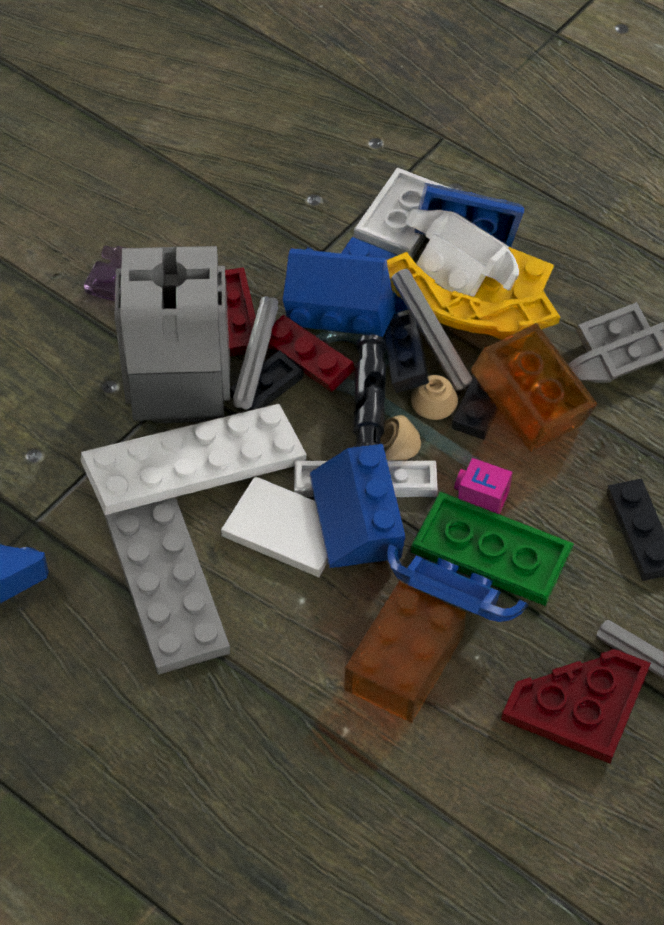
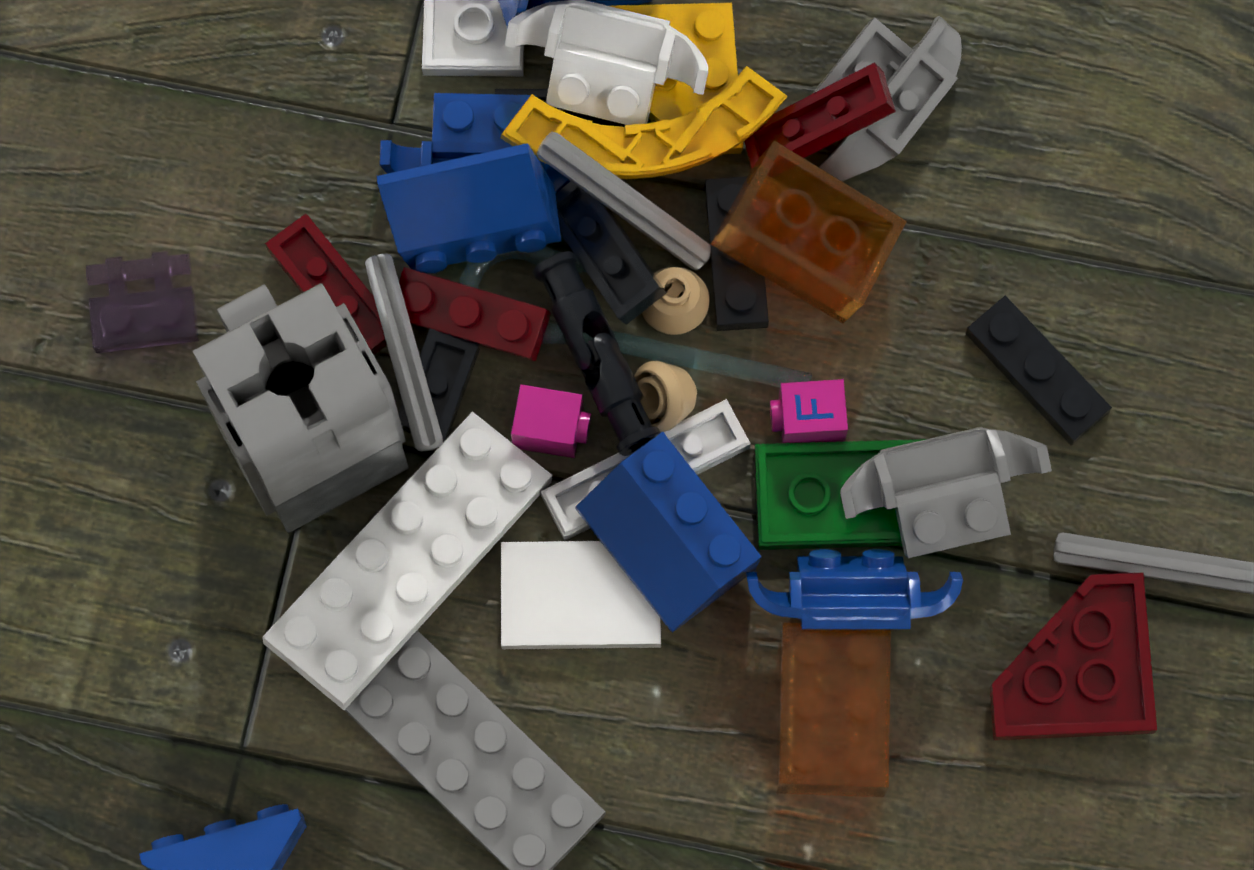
camera: 25 degrees left, 20 degrees up
(321, 425) = (549, 421): none -> dark pink brick
(544, 558) = (945, 486): none -> light grey plate
(586, 334) = (826, 115): none -> dark red plate

